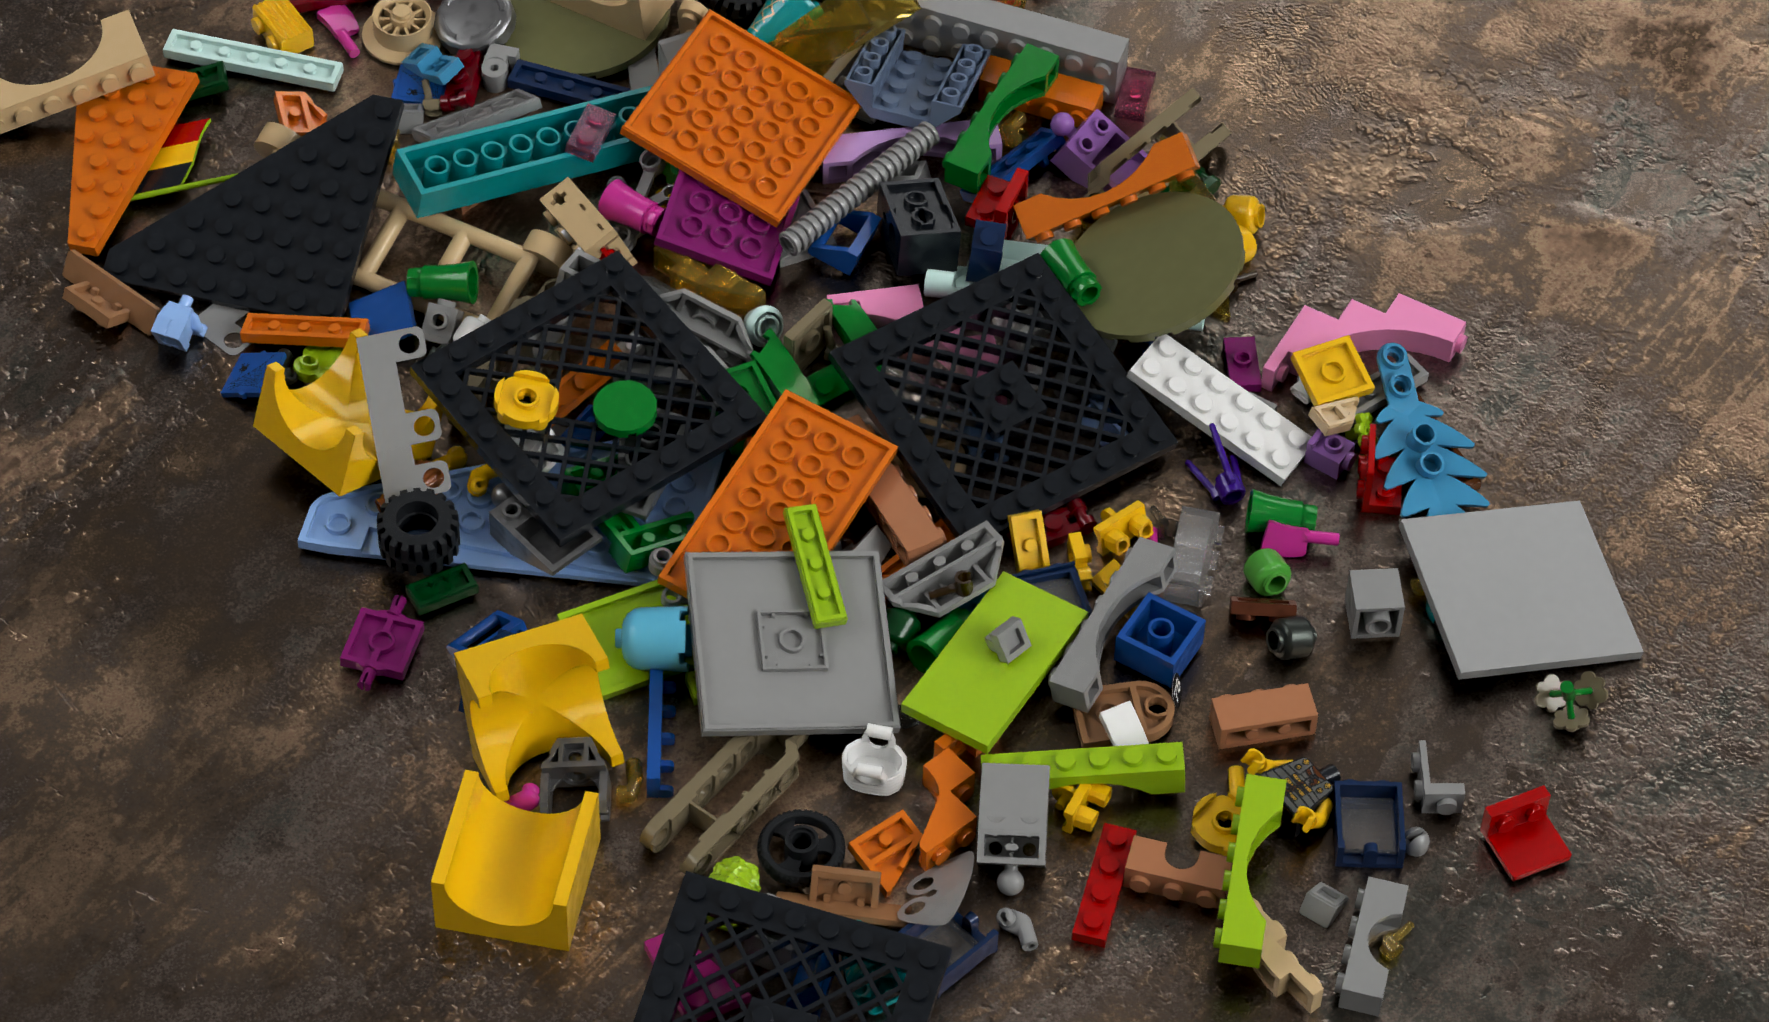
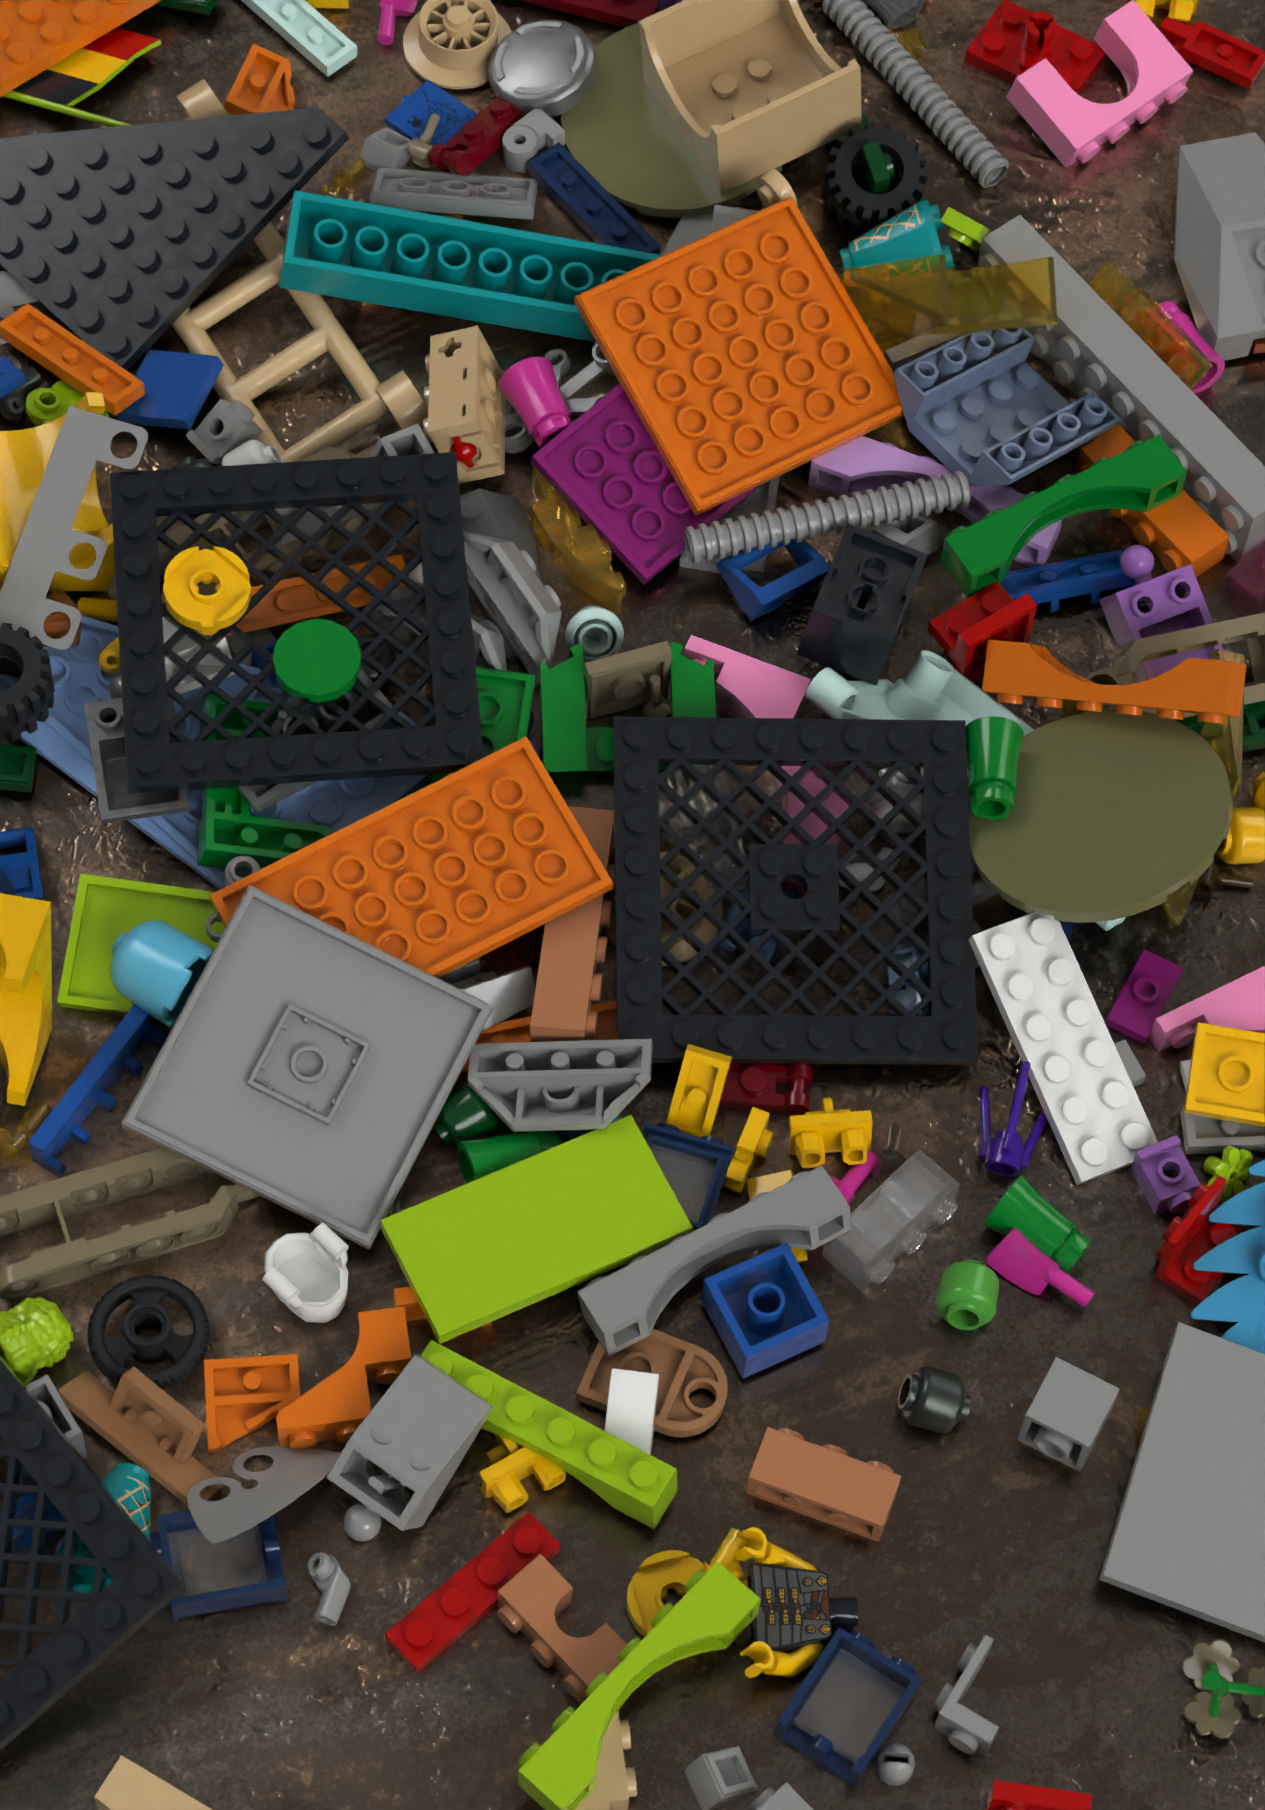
camera: 30 degrees right, 10 degrees up
(432, 65) = (455, 99): dark azure slope -> none
(447, 281) = (258, 384): green plant -> none
(590, 132) = (547, 282): clear pink plate -> none
(815, 566) = (395, 986): lime tile -> none
(963, 586) = (559, 1098): dark brown hand -> none
(985, 250) = (919, 680): dark blue slope -> none
(1008, 640) = (560, 1213): light grey tile -> none
(1009, 129) = (1079, 534): clear yellow arm -> none
(1177, 690) = (742, 1387): black sticker -> none
(1248, 608) = (919, 1331): copper plate -> none
(1335, 416) = (1198, 1135): tan tile -> none

